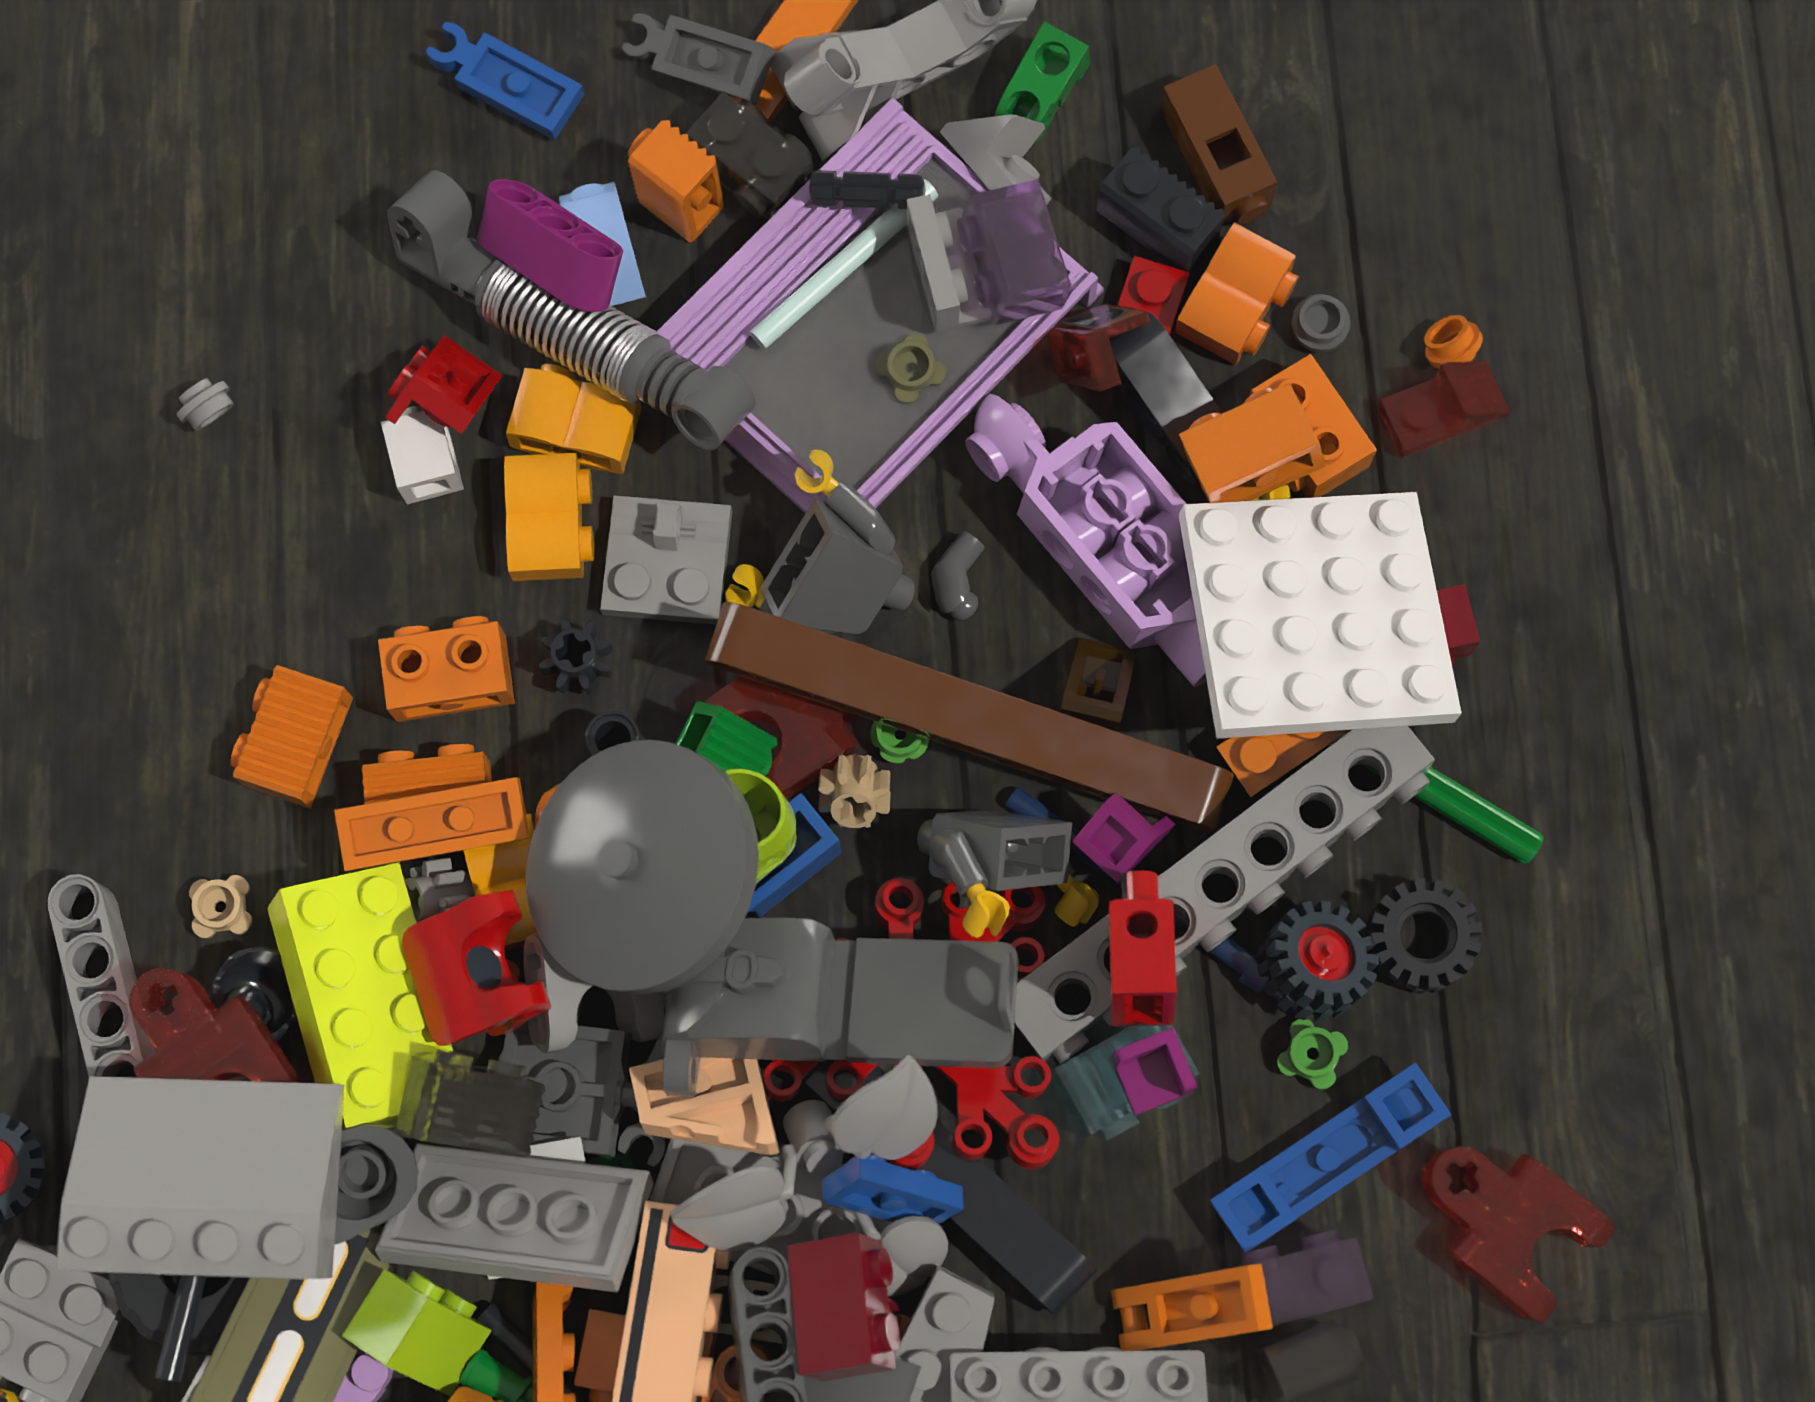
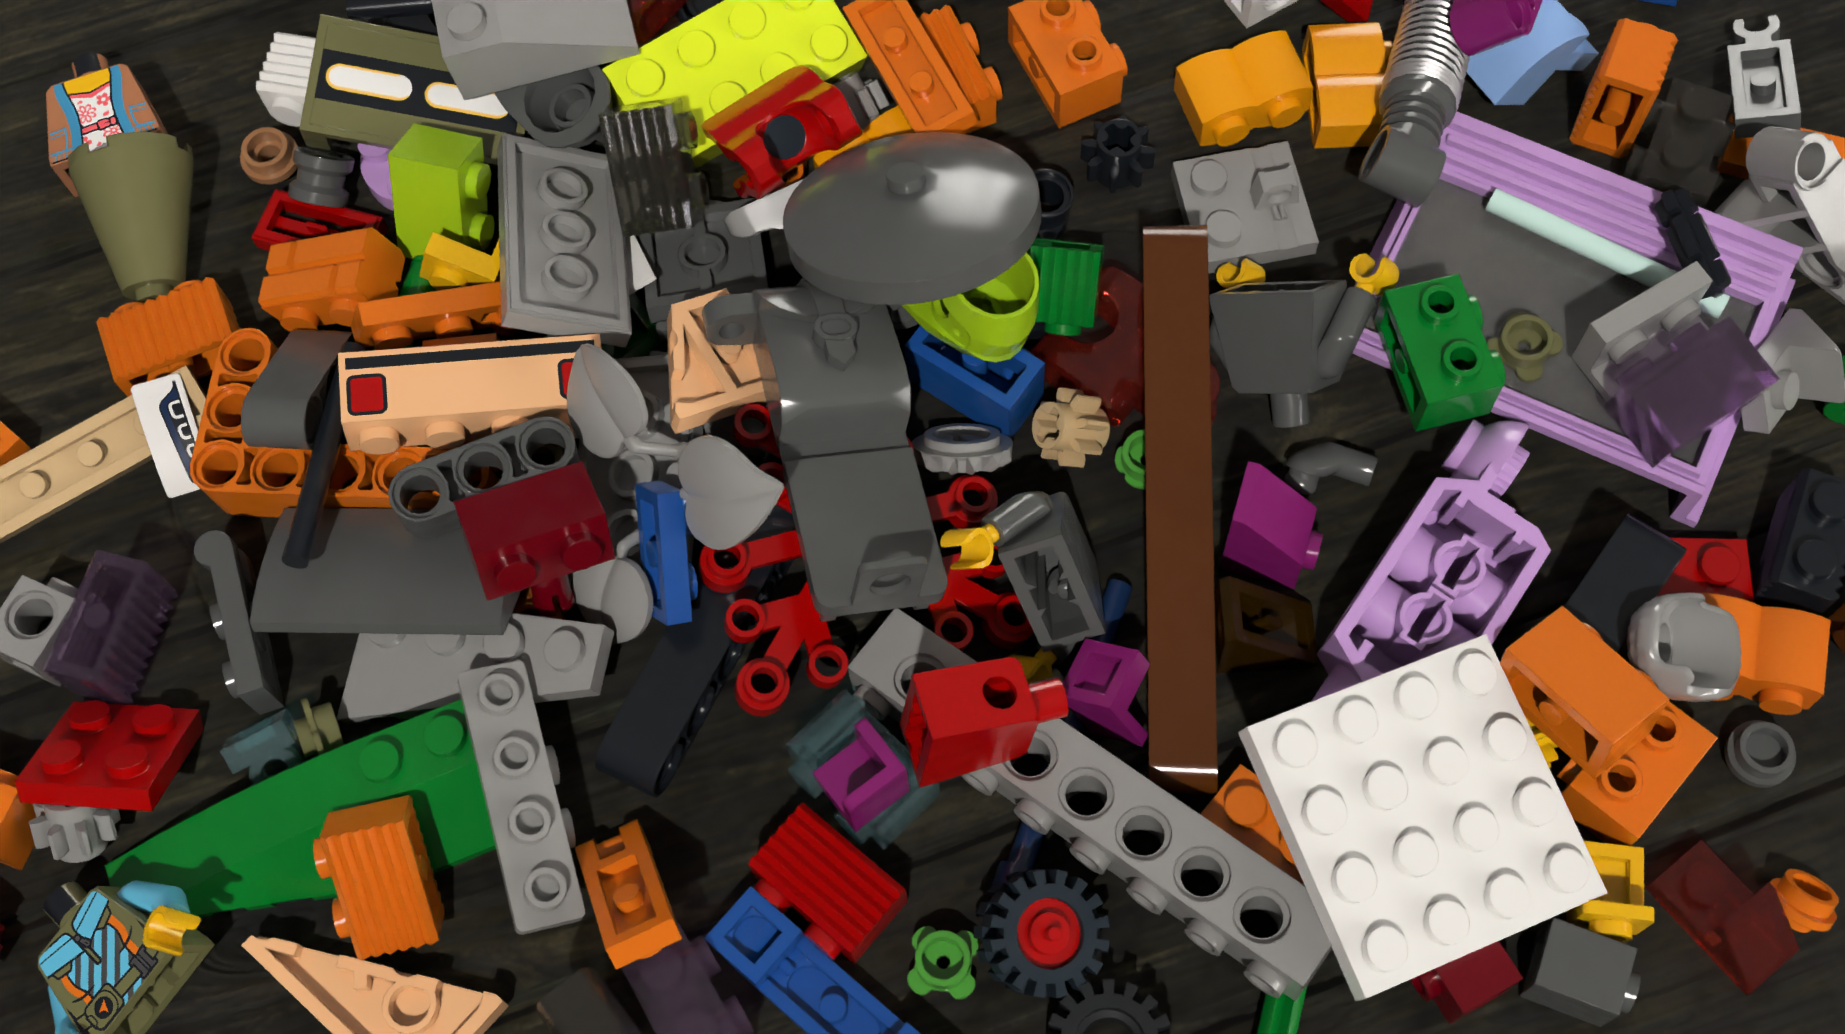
camera: 75 degrees right, 10 degrees down
(504, 1332) = (456, 265): none -> yellow bracket
(850, 879) = (962, 448): none -> light grey gear
(906, 444) = (1439, 352): none -> green brick
(1013, 649) = (1271, 530): none -> magenta slope
(1083, 346) = (1617, 499): clear red panel -> none
(1222, 1133) = (826, 884): none -> red brick
(1237, 350) = (1686, 647): none -> light grey hair
(1399, 475) = (1622, 909): none -> yellow bracket
(1466, 536) = (1581, 973): none -> dark grey brick

